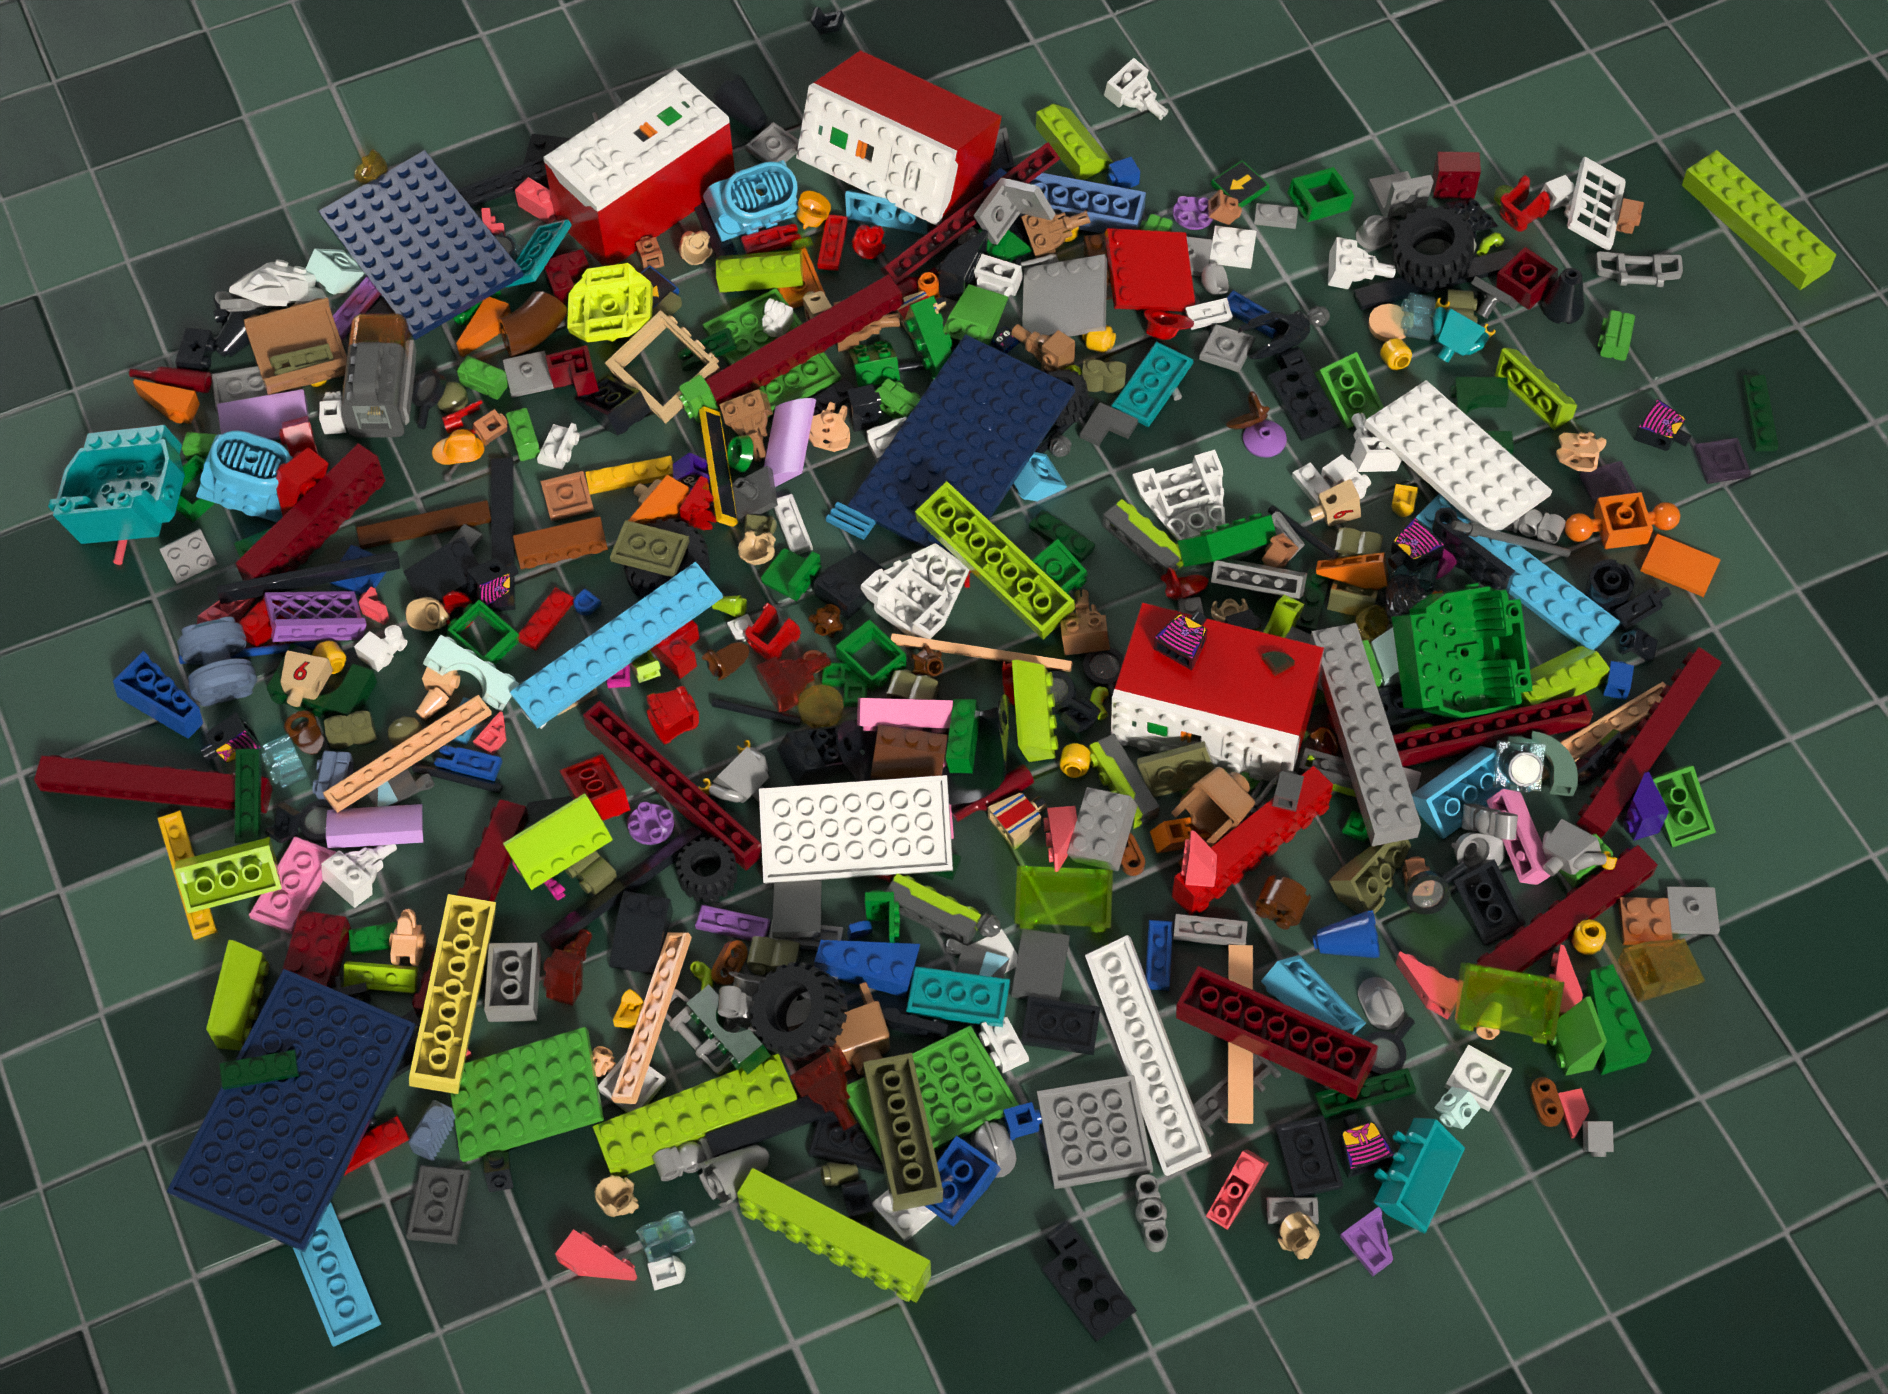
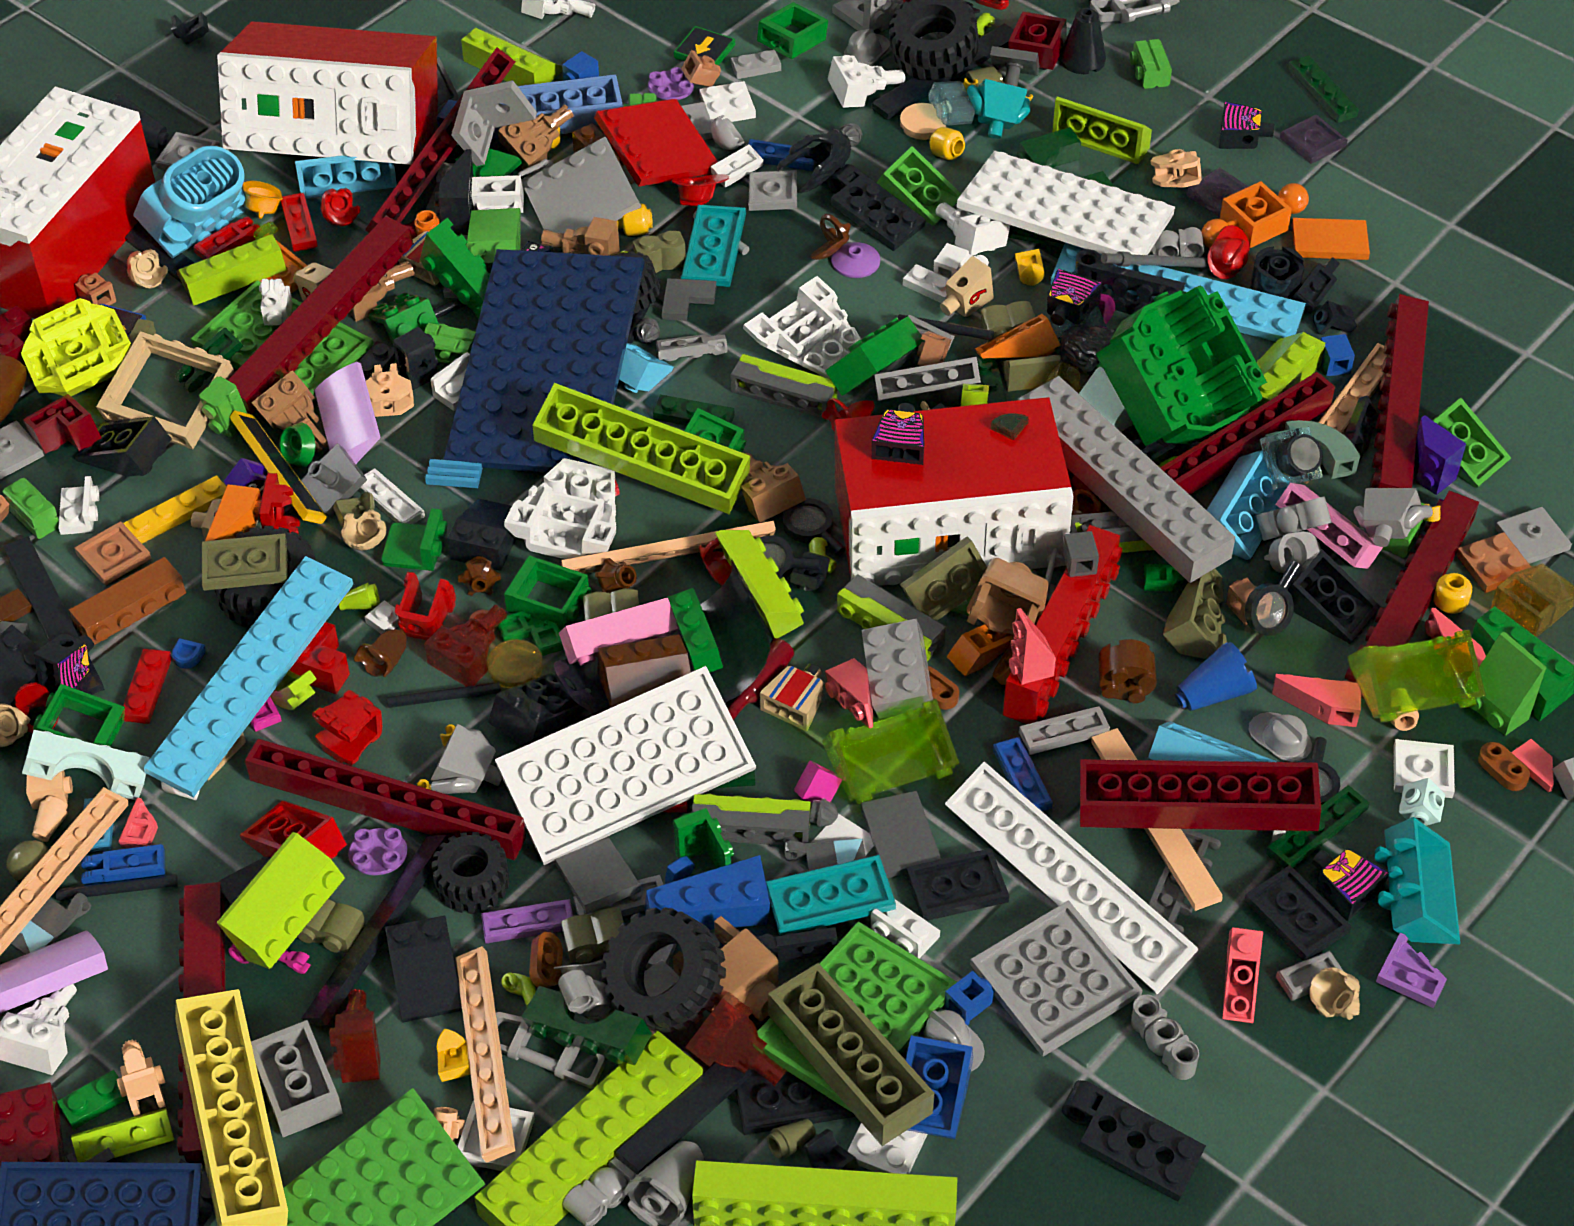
camera: 25 degrees left, 10 degrees down
(997, 899) = (817, 783): none -> dark pink panel
(1075, 760) = (827, 616): yellow head -> none
(1087, 474) = (690, 346): none -> light grey hinge
(1580, 548) = (1228, 252): none -> red piece

